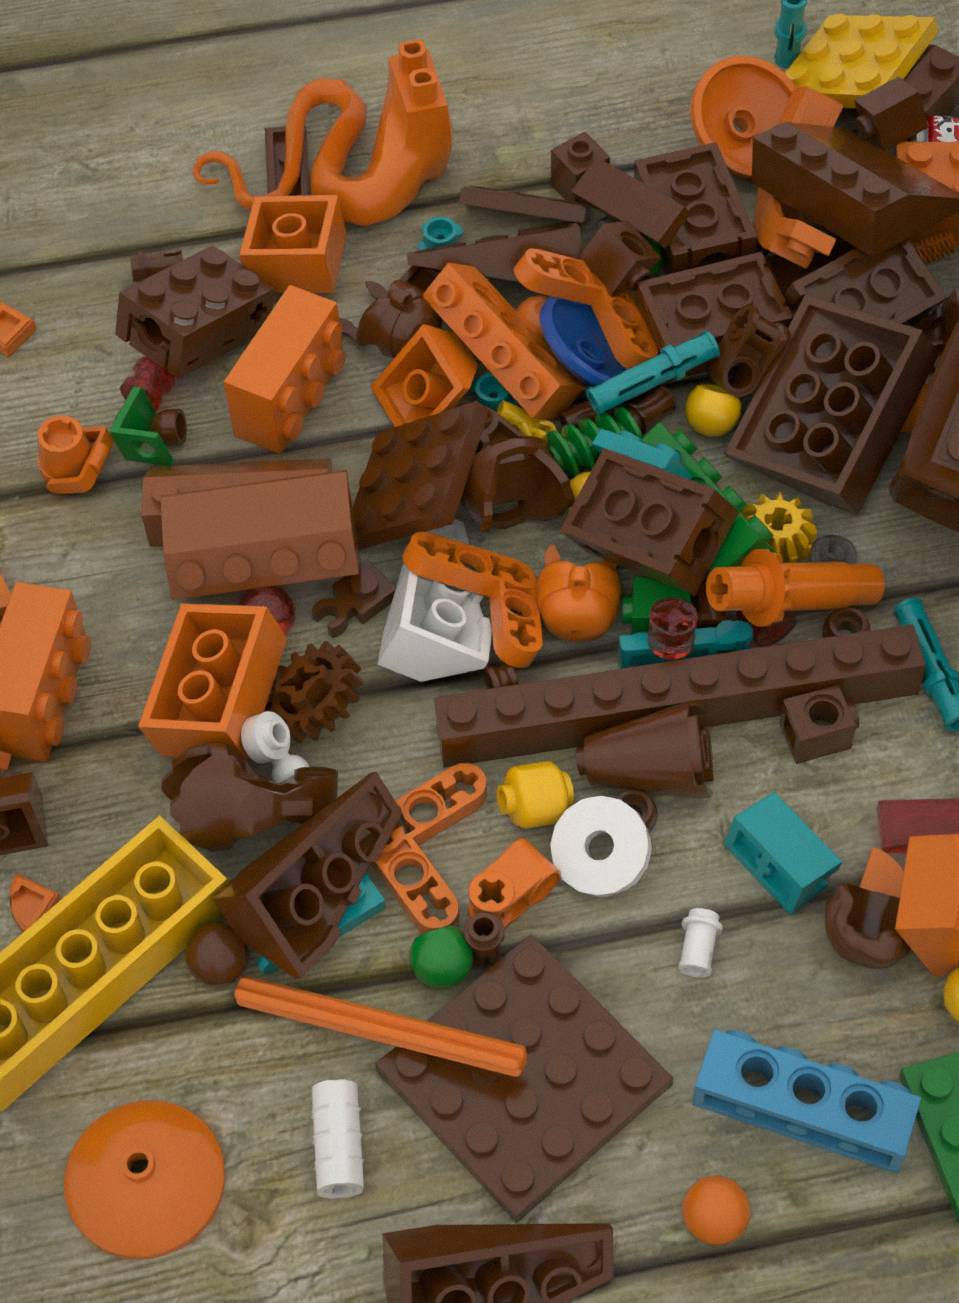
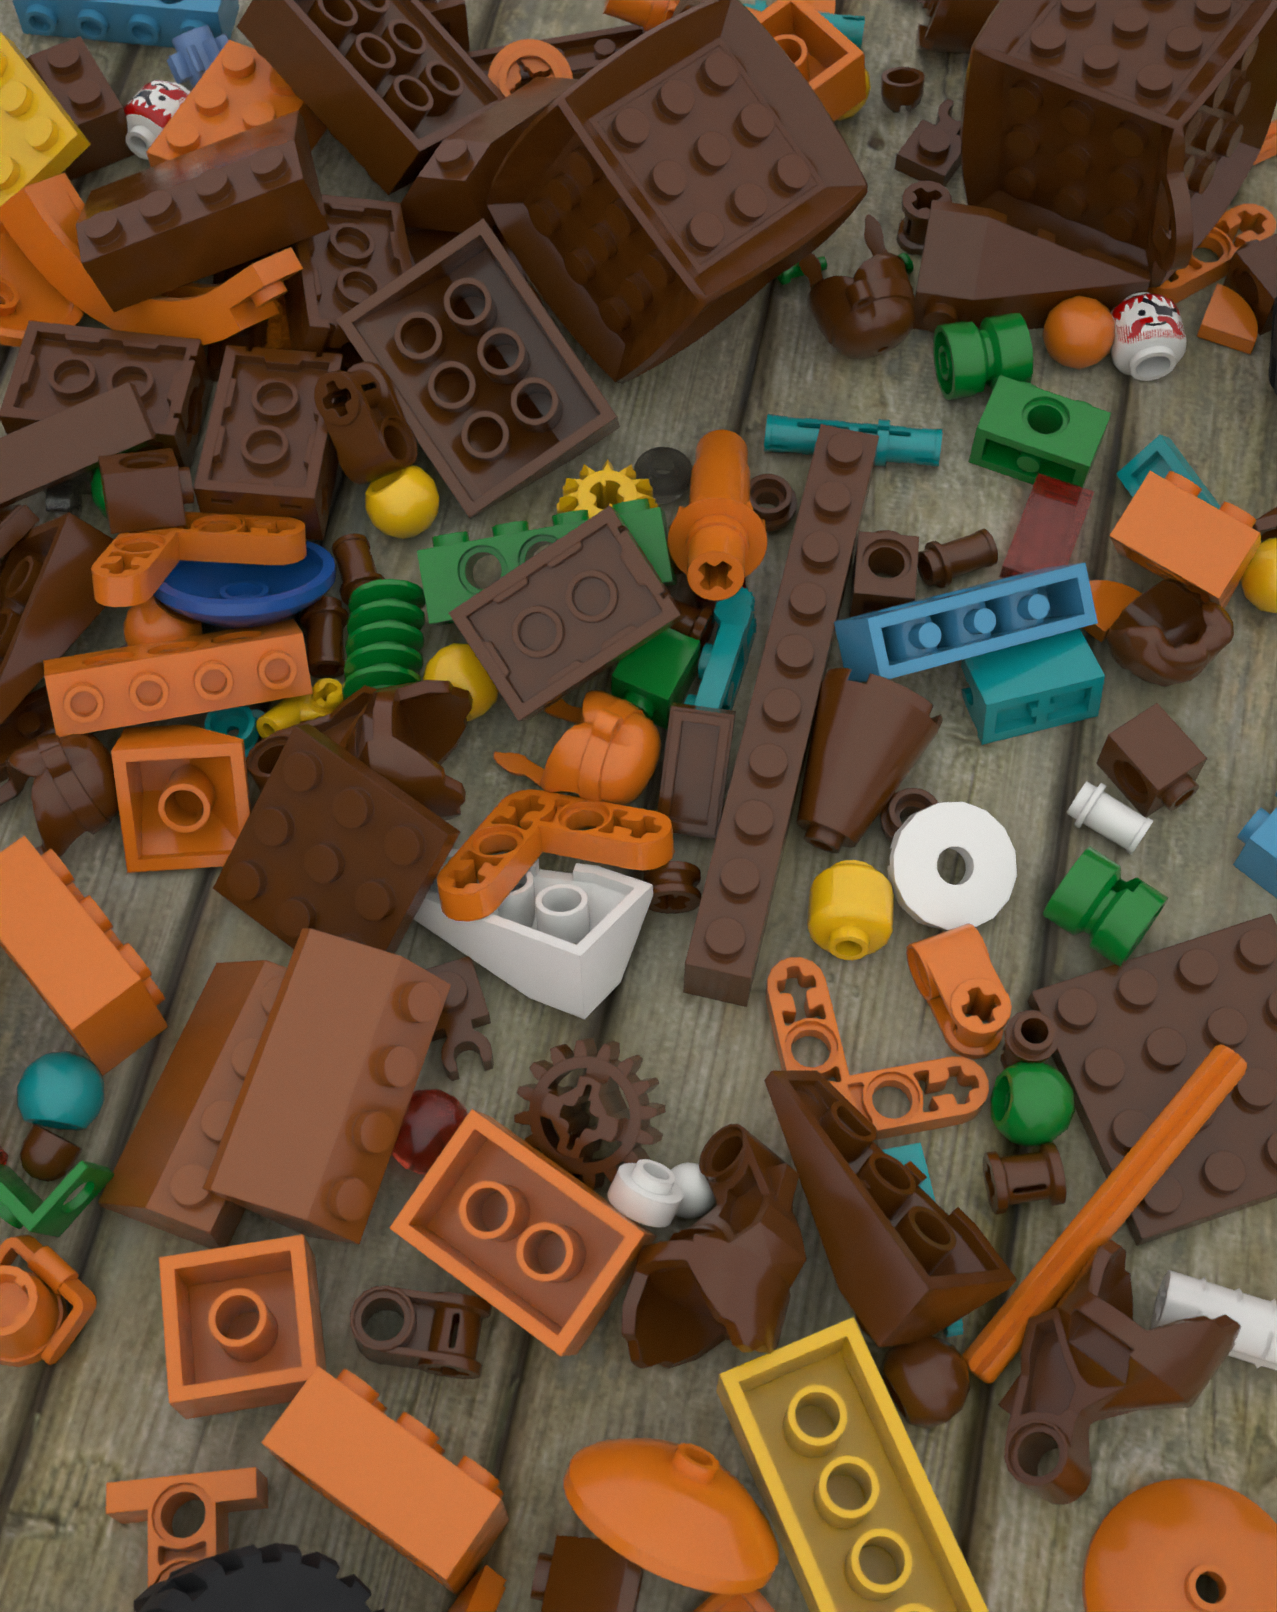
camera: 70 degrees left, 5 degrees up
(59, 819) = (673, 1513): none -> orange dish
(100, 561) = (240, 1325): none -> orange brick
(135, 661) = (426, 1330): none -> reddish brown piece
(206, 414) = (60, 1091): none -> teal piece
(269, 1047) = (1096, 1364): none -> reddish brown piece
(386, 972) = (1024, 1178): none -> reddish brown bush
(599, 649) = (696, 768): none -> reddish brown tile
(616, 955) = (1104, 906): none -> green wheel
(633, 447) = (442, 595): teal plate -> none
(668, 365) = (340, 508): teal pin -> none
(681, 621) = (709, 644): clear red wheel -> none
(758, 954) = (1152, 761): none -> reddish brown brick
(795, 778) = (966, 622): none -> dark azure brick
(868, 768) = (945, 561): none -> reddish brown pin
(890, 114) = (111, 132): reddish brown brick -> none

